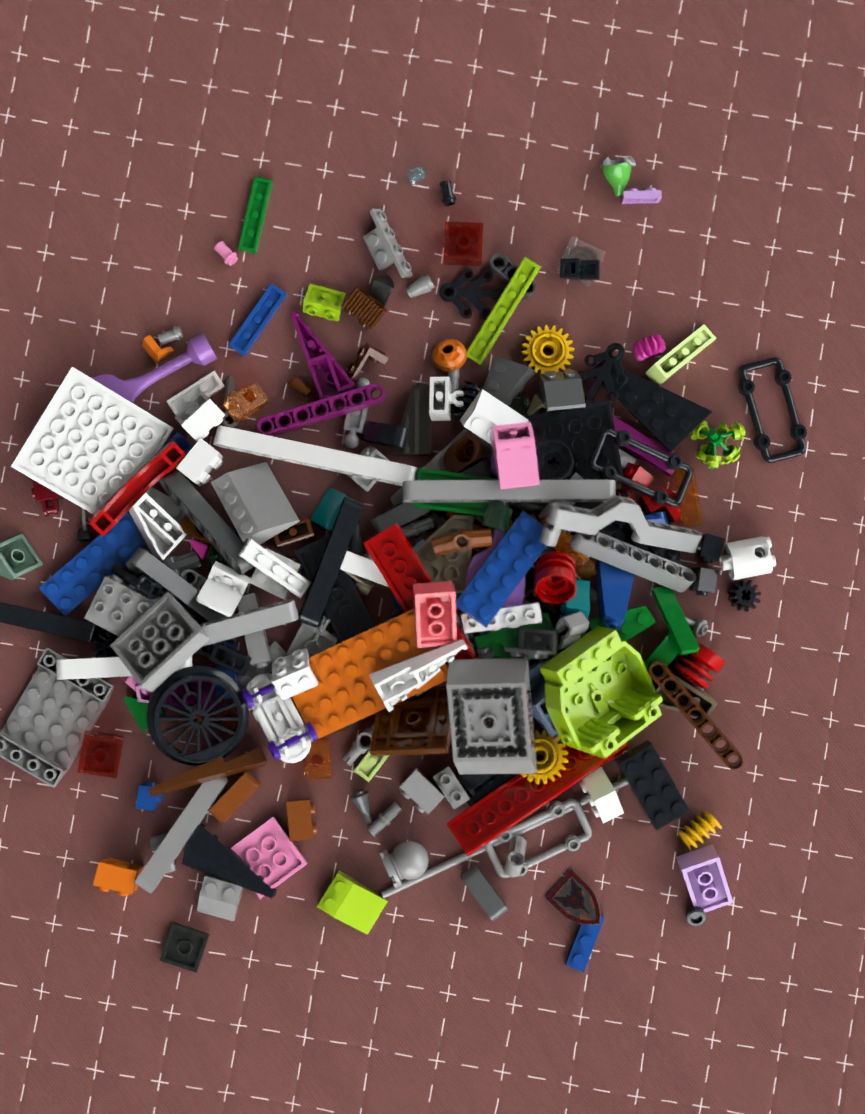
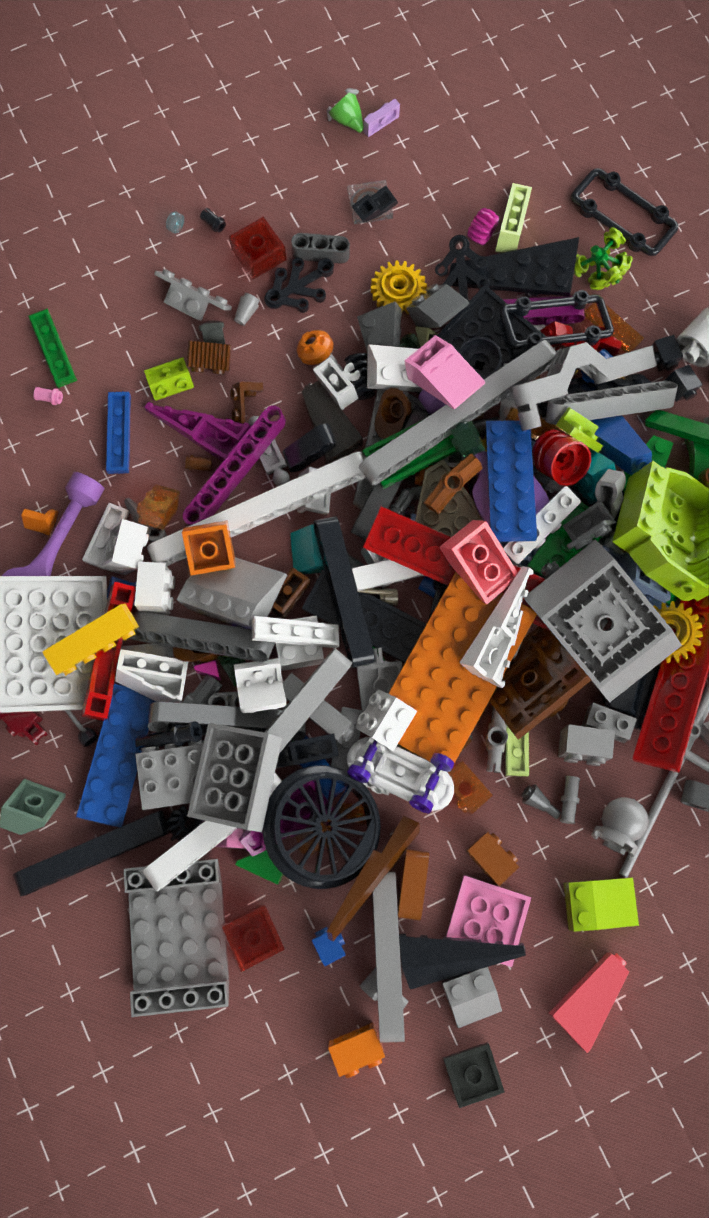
camera: 35 degrees left, 10 degrees down
(129, 472) = (90, 639): none -> yellow brick
(170, 335) = (45, 499): light grey pin -> none
(257, 462) = (209, 547): none -> orange brick
(294, 958) = (590, 1000): none -> coral slope
(503, 310) = (334, 278): lime tile -> none
(586, 566) = (580, 428): none -> lime bracket

